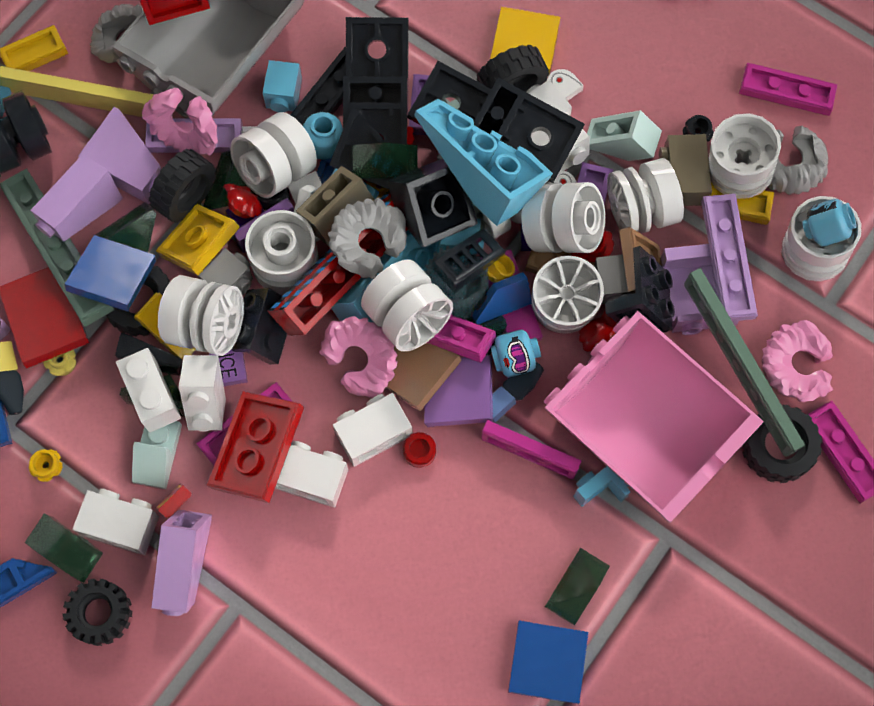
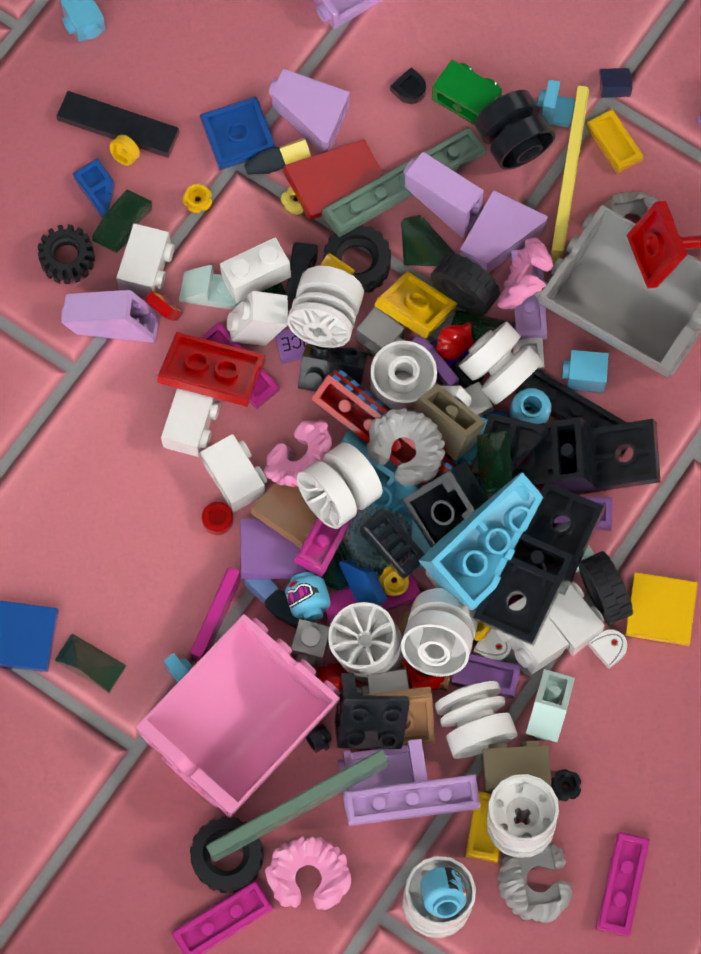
camera: 90 degrees right, 0 degrees up
(110, 273) = (371, 229): tile -> none
(563, 353) = (310, 643): none -> light grey brick

